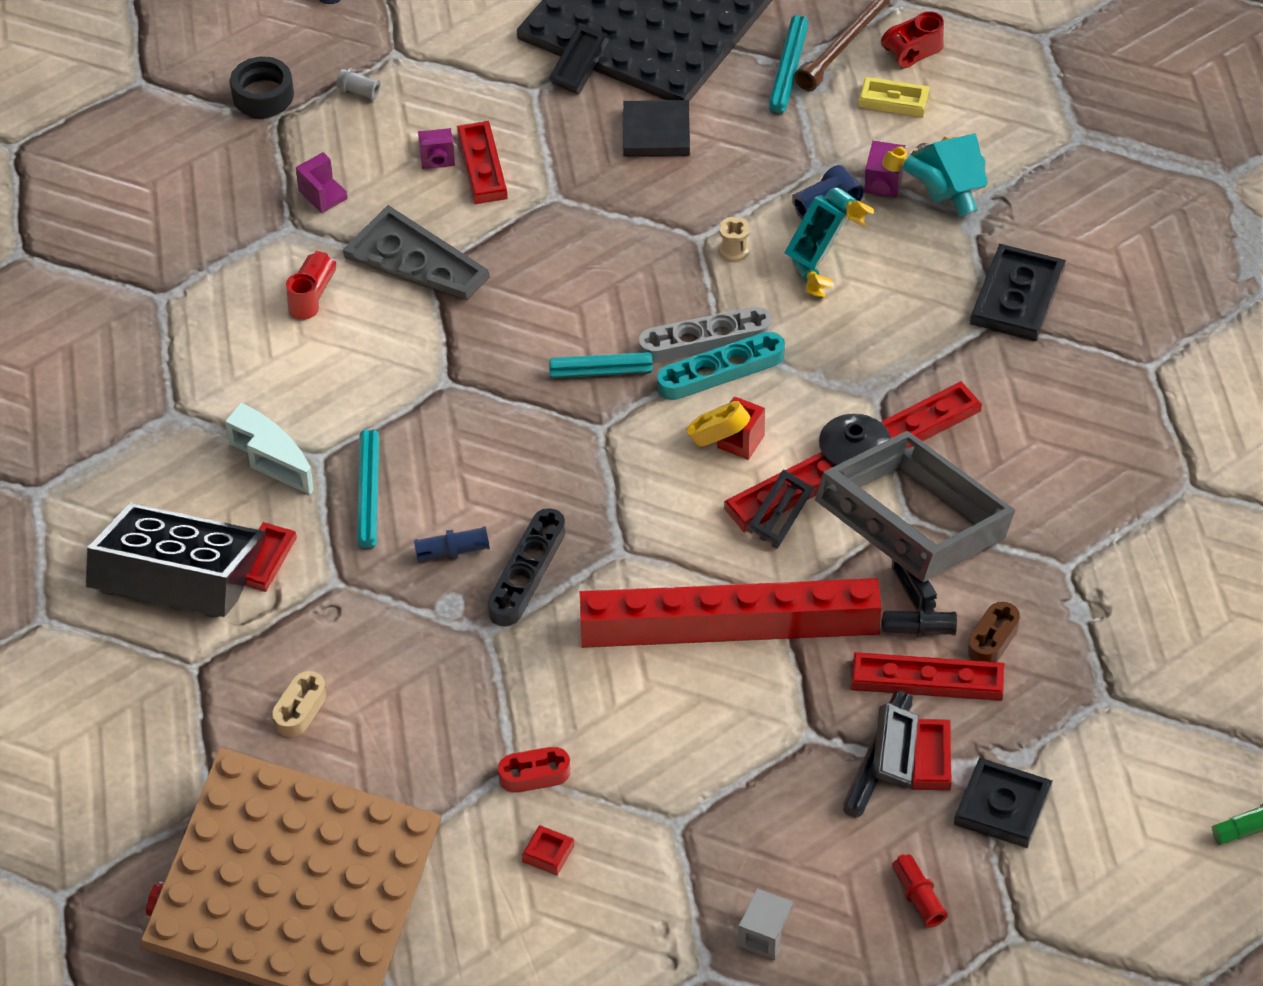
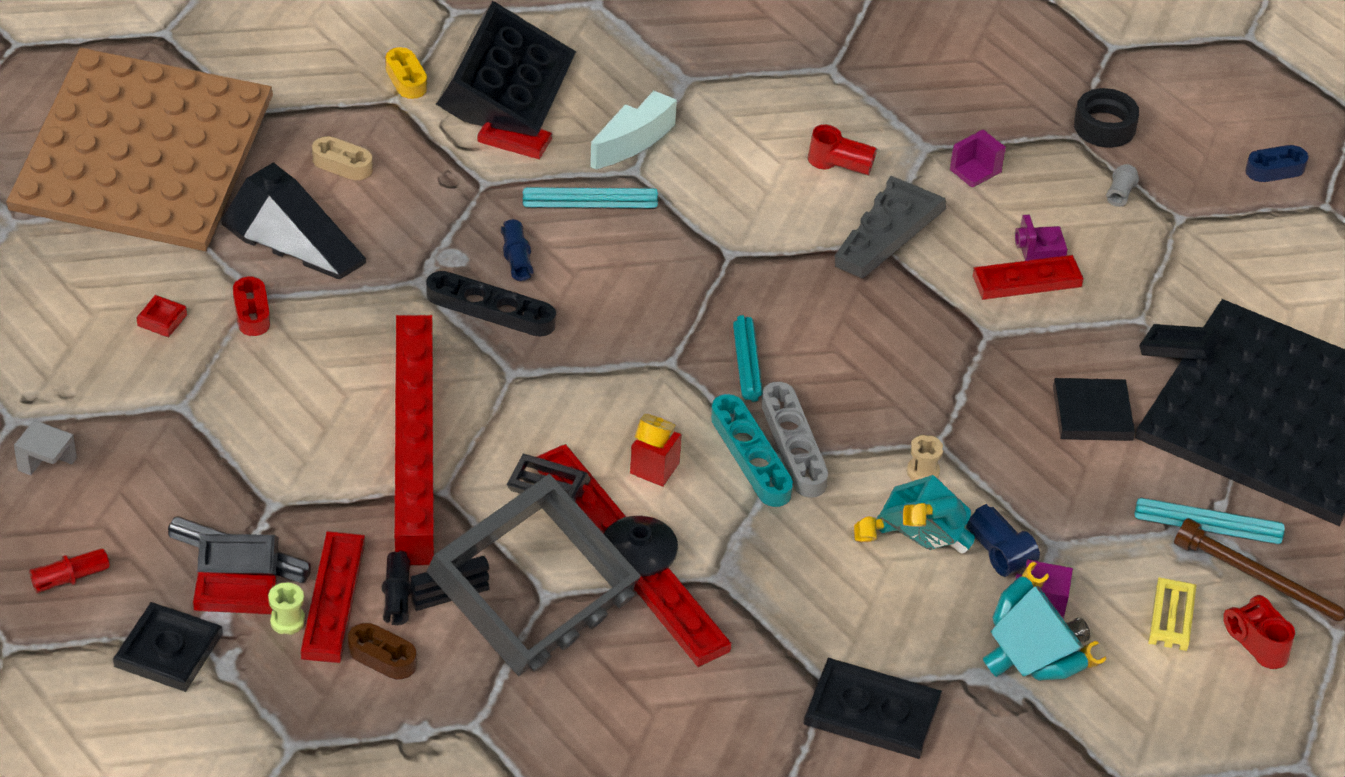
camera: 85 degrees right, 5 degrees down
(156, 653) = (401, 68): none -> yellow beam
(407, 743) = (283, 216): none -> black wedge
(958, 700) = (286, 605): none -> yellowish green bush

